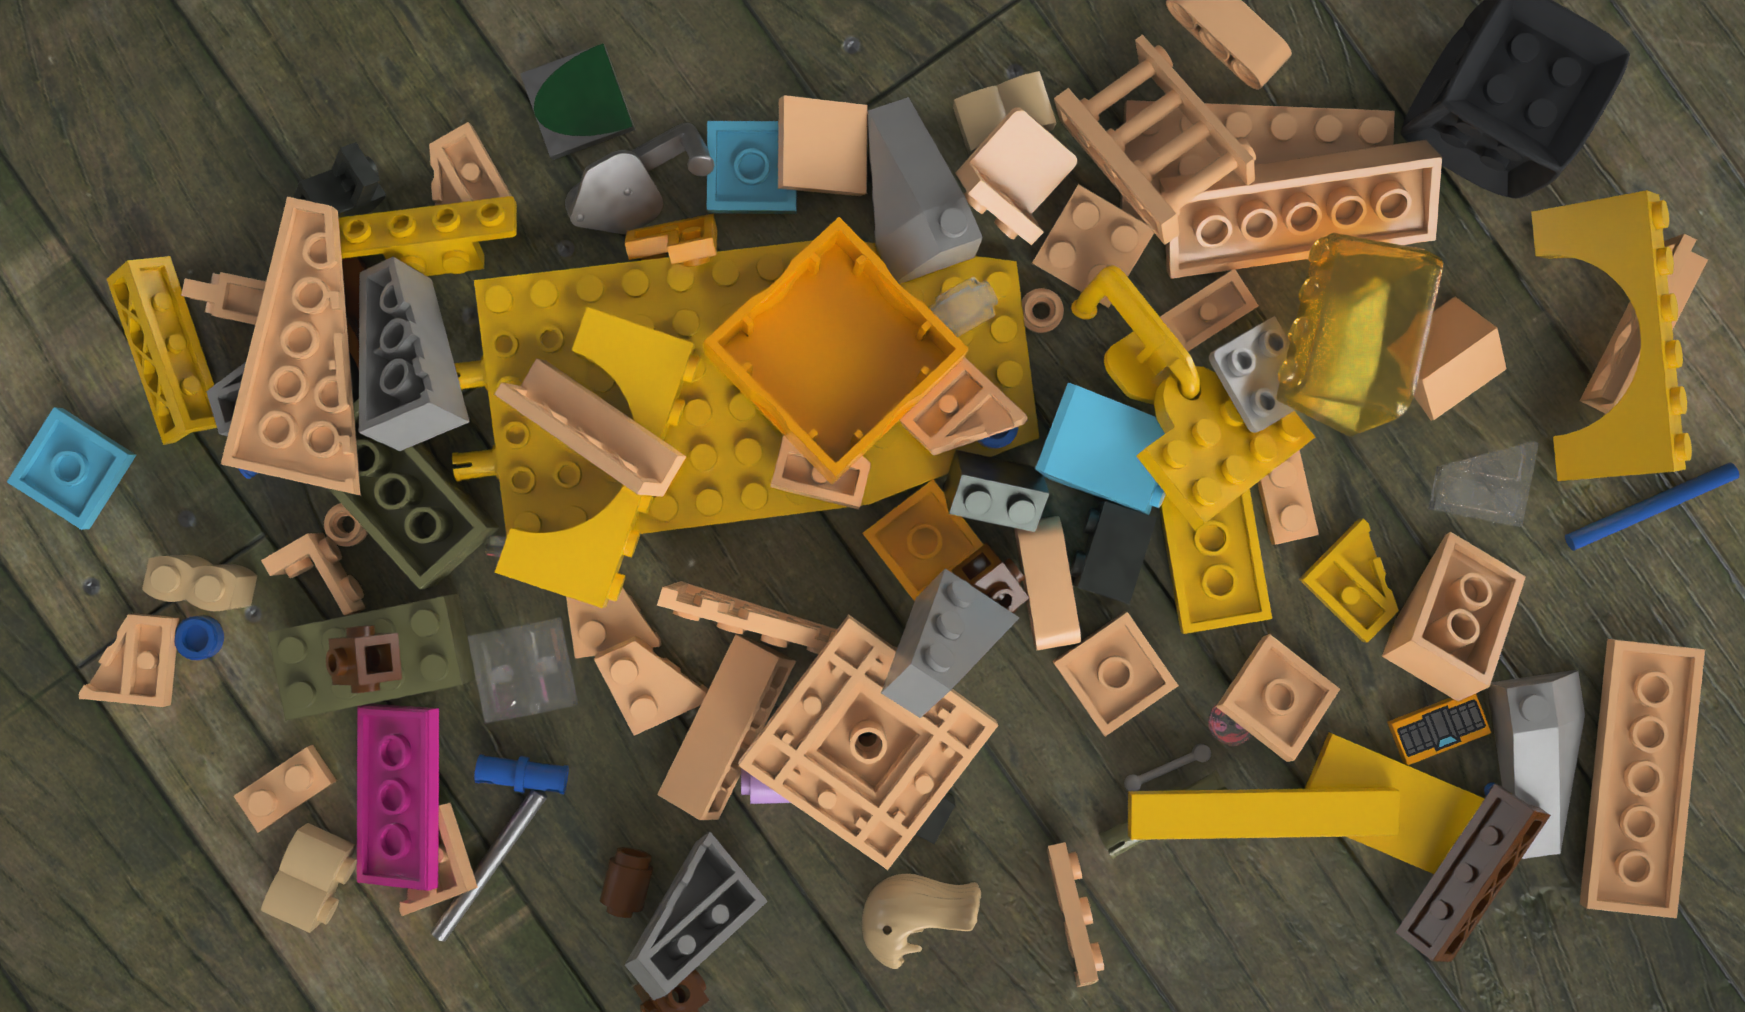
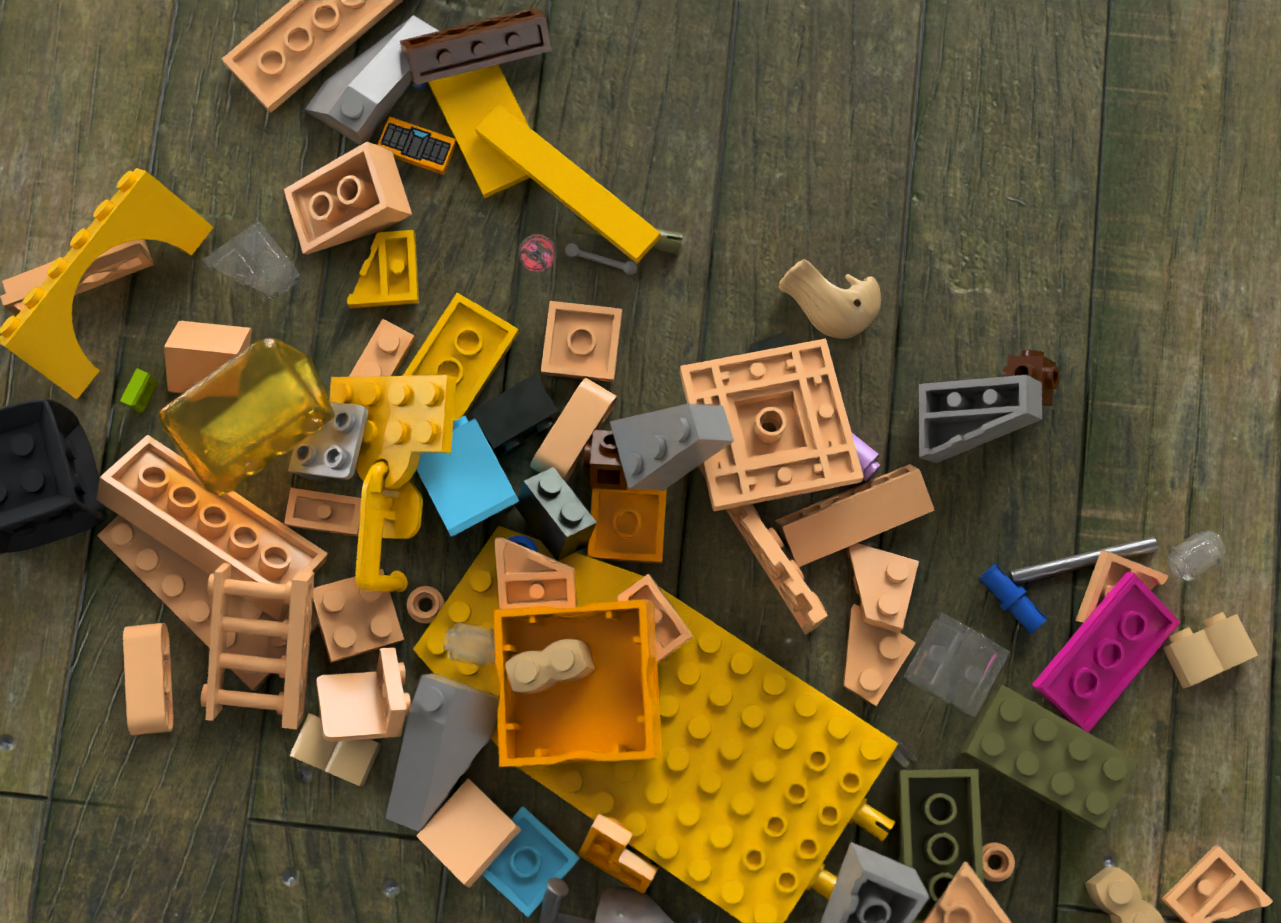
camera: 135 degrees left, 10 degrees down
(199, 637) = (1158, 874): blue tile -> none
(285, 788) = (1180, 723): light nougat plate -> none
(297, 558) = (1024, 853): light nougat bracket -> none
(364, 659) = (1049, 749): reddish brown brick -> none
(391, 957) = (1196, 555): none -> clear brick
(587, 557) = (848, 691): yellow arch -> none
(594, 429) = (773, 766): light nougat fence -> none
(626, 882) = (1001, 473): reddish brown brick -> none
(868, 350) = (560, 661): none -> tan brick
(1077, 914) = (719, 249): light nougat wing -> none
(1278, 698) = (496, 242): light nougat plate -> none
(1481, 271) = (139, 391): none -> lime tile
(1652, 506) = (172, 166): blue bar -> none

